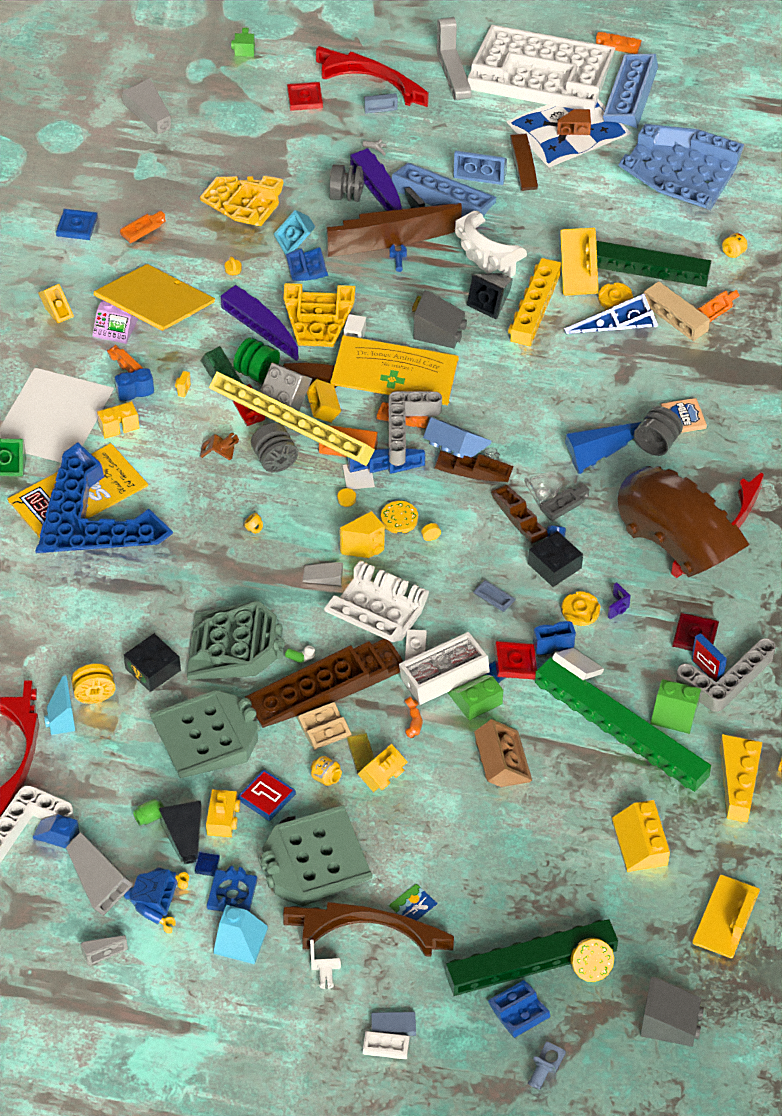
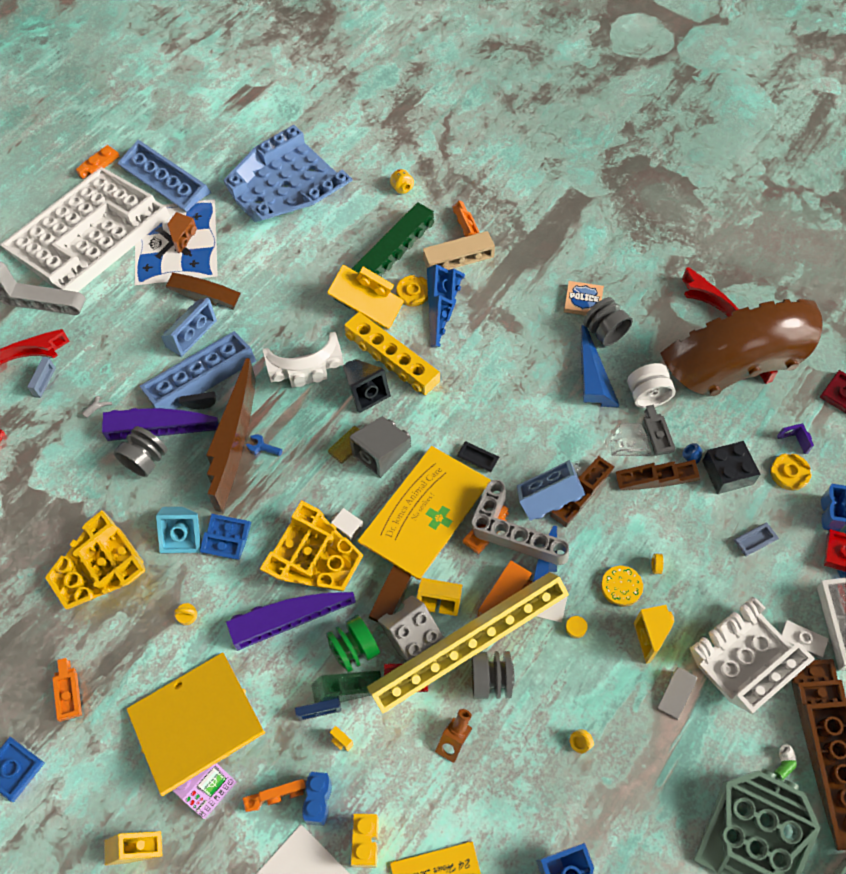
camera: 65 degrees left, 10 degrees up
(198, 363) = (318, 709): none -> dark blue tile
(467, 391) = (478, 456): none -> black tile
(603, 477) = (651, 385): none -> white wheel

